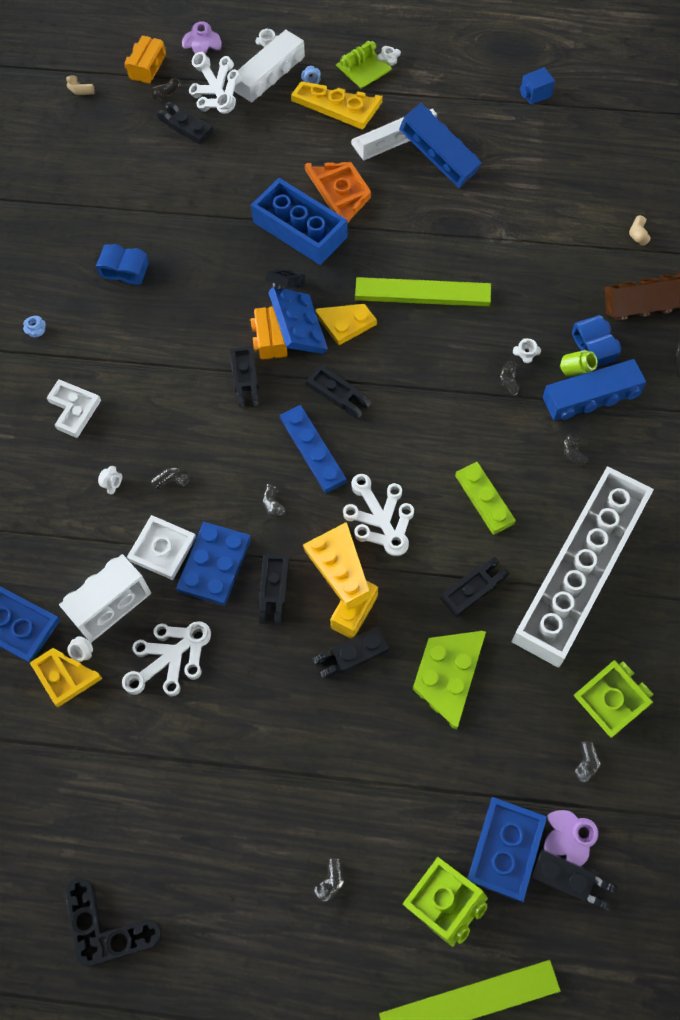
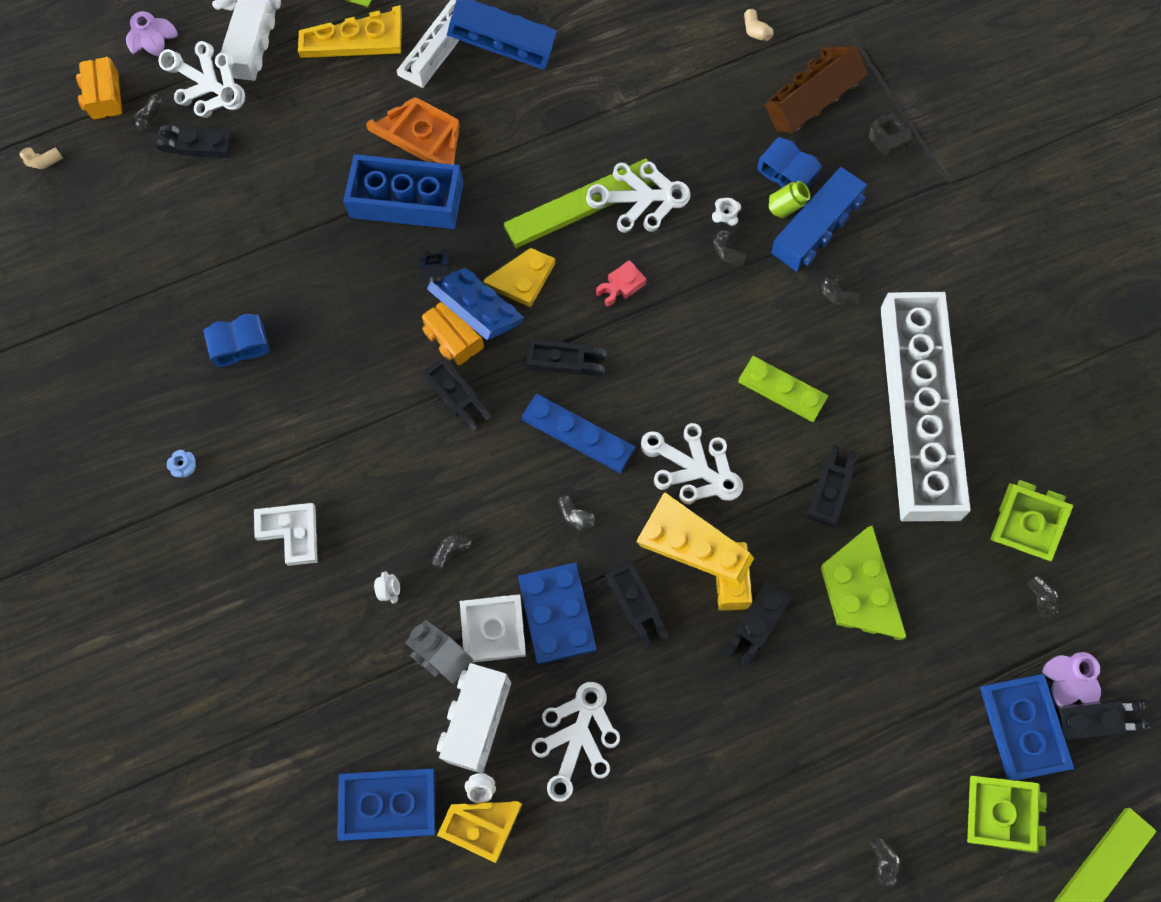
camera: 30 degrees left, 5 degrees up
(110, 537) = (437, 652): none -> dark grey brick
(315, 78) = (304, 18): light blue plate -> none
(417, 360) = (623, 281): none -> coral plate
(468, 307) = (642, 195): none -> white plant

